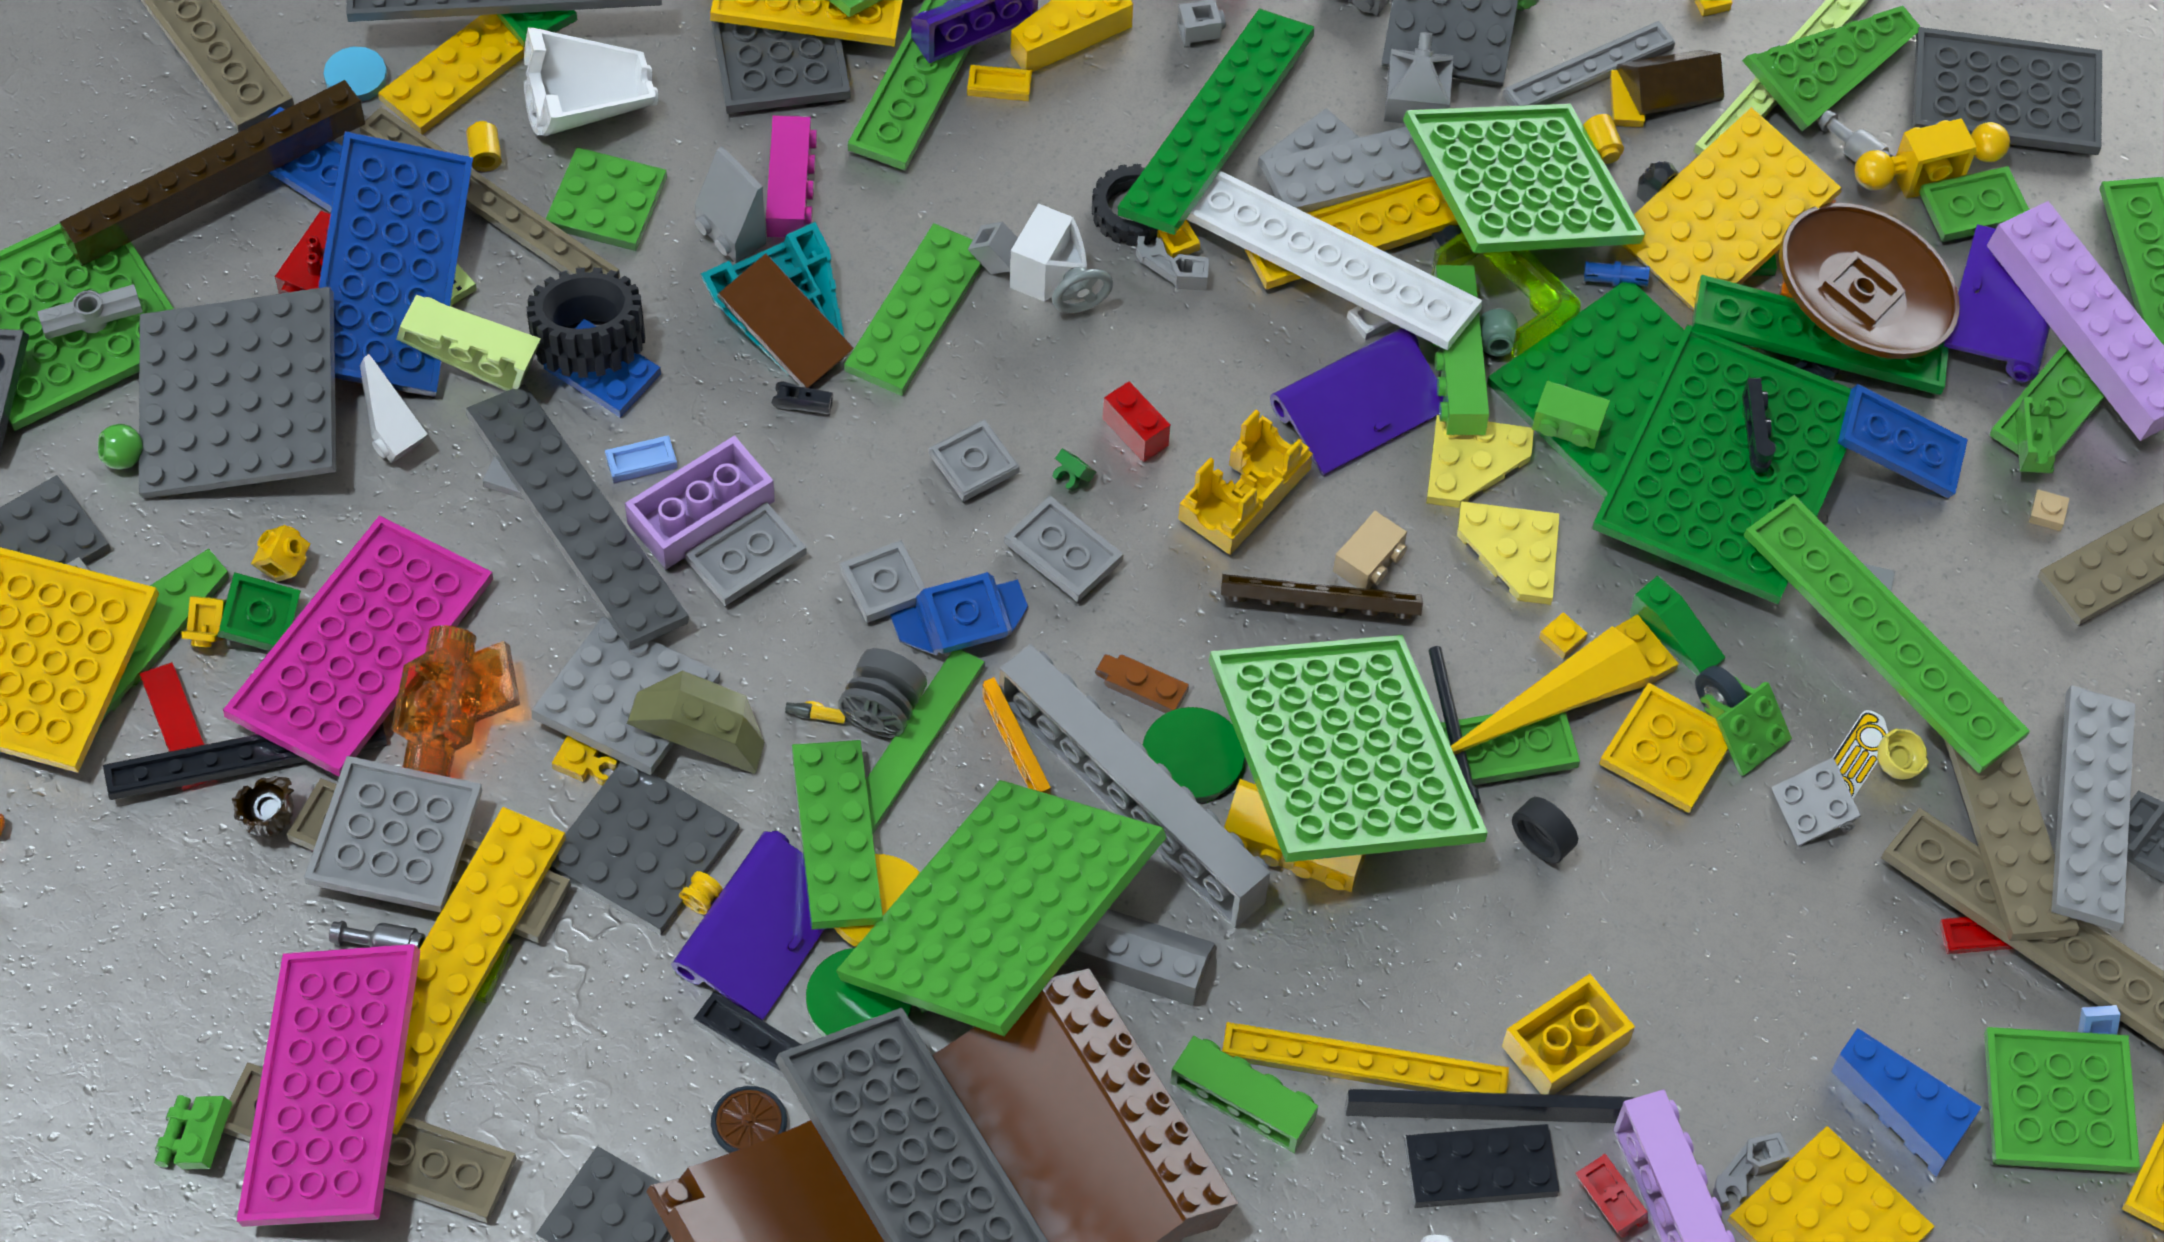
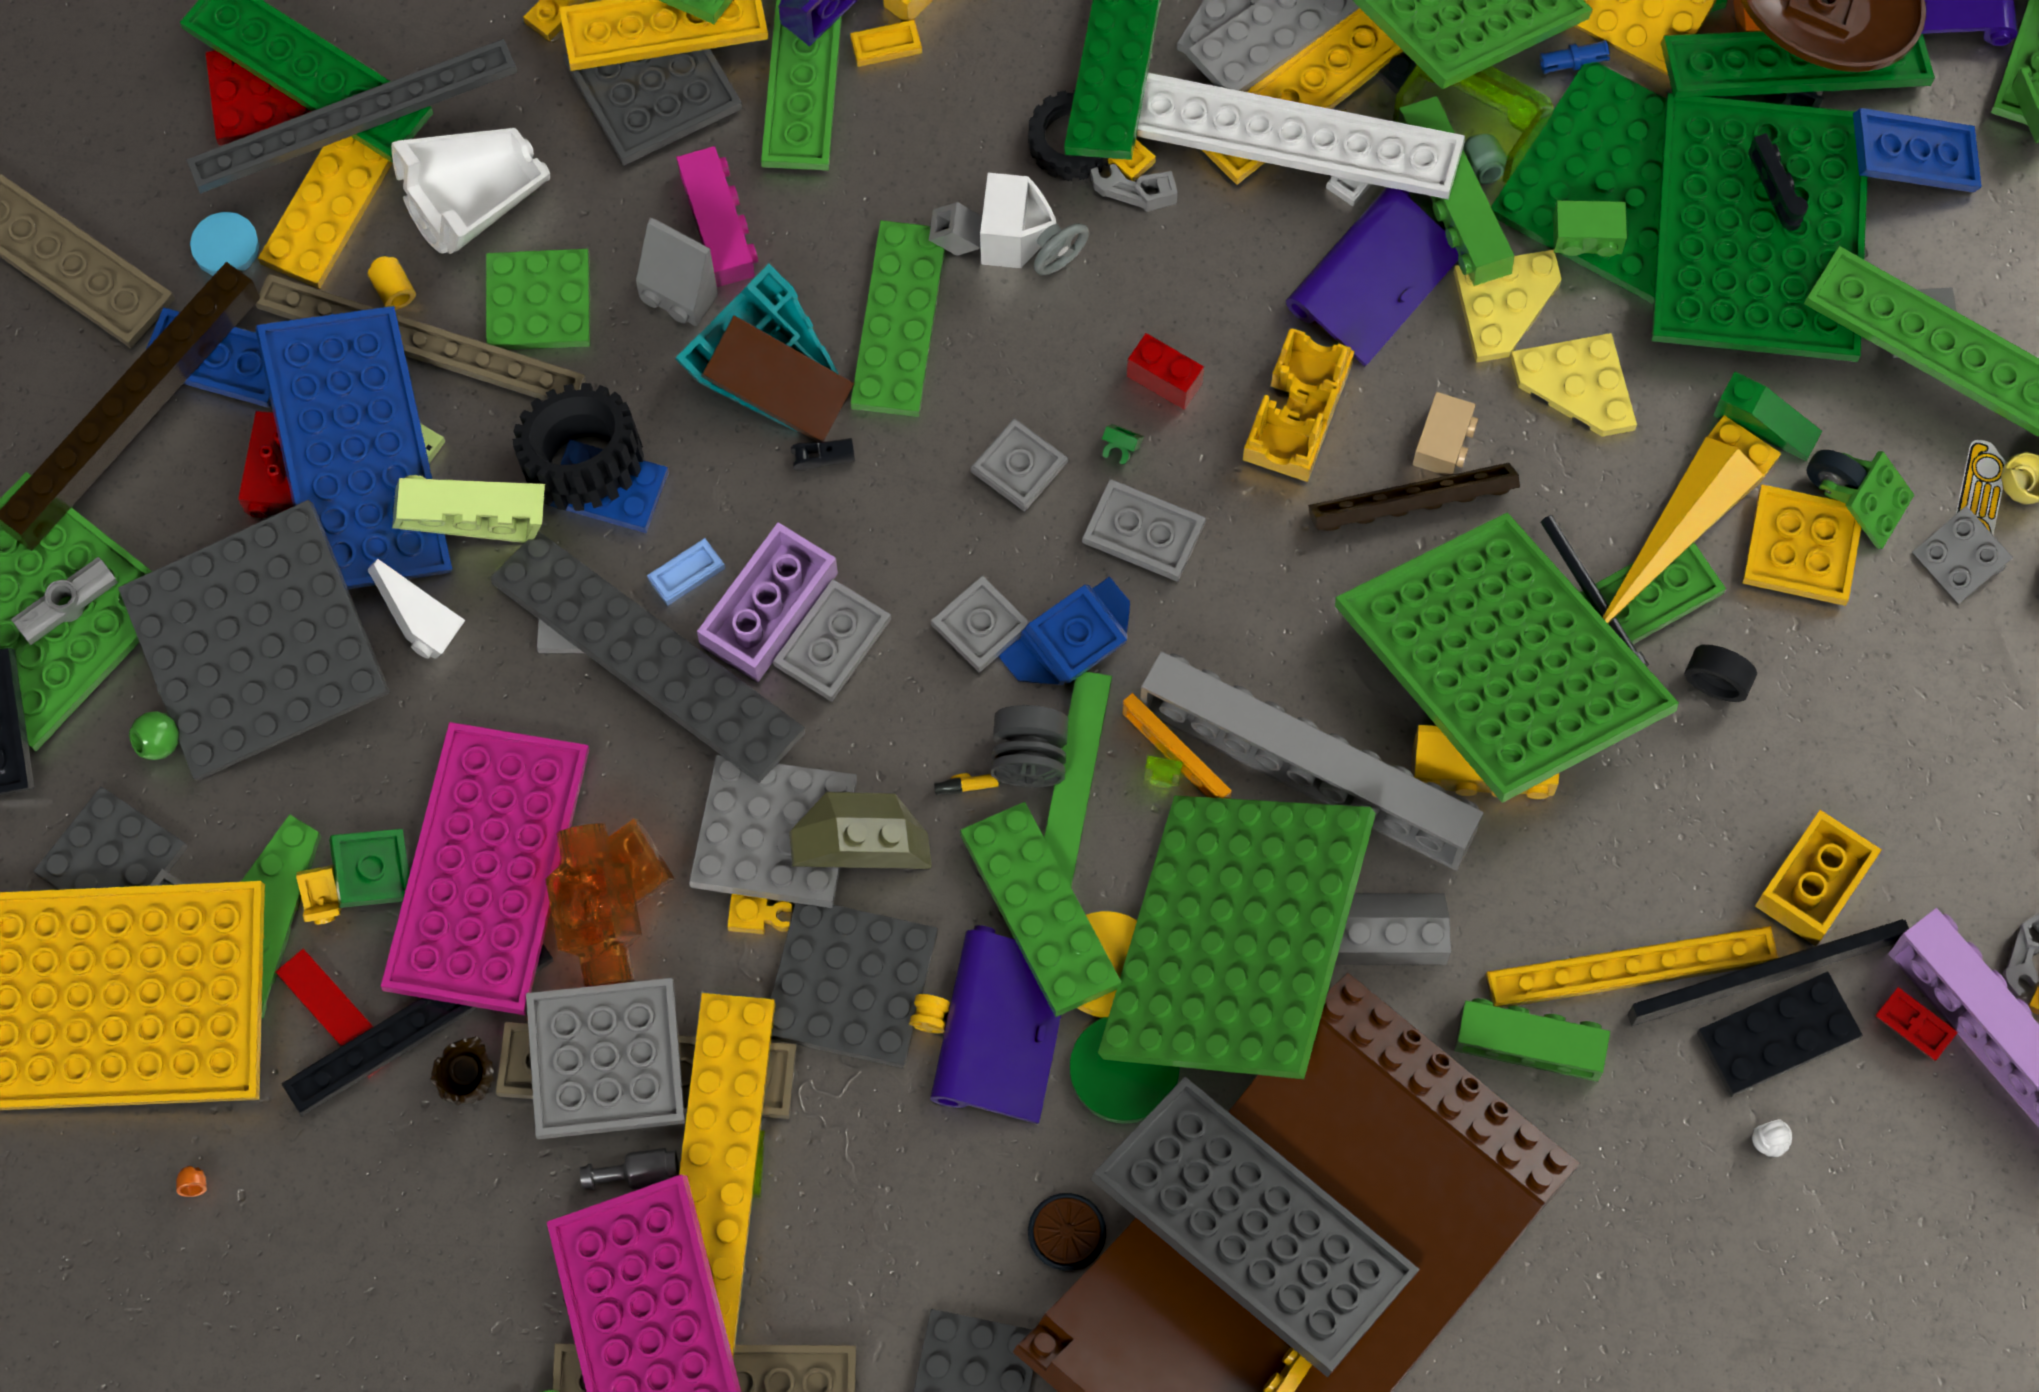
camera: 15 degrees left, 10 degrees up
(281, 553) = (367, 796): yellow brick -> none
(743, 1031) = (1041, 1144): black tile -> none
(997, 755) = (1162, 772): none -> clear neon green plate
(1142, 682) = (1273, 646): dark orange hinge -> none
(1196, 750) = (1353, 699): green tile -> none
(1563, 635) = (1659, 460): yellow plate -> none

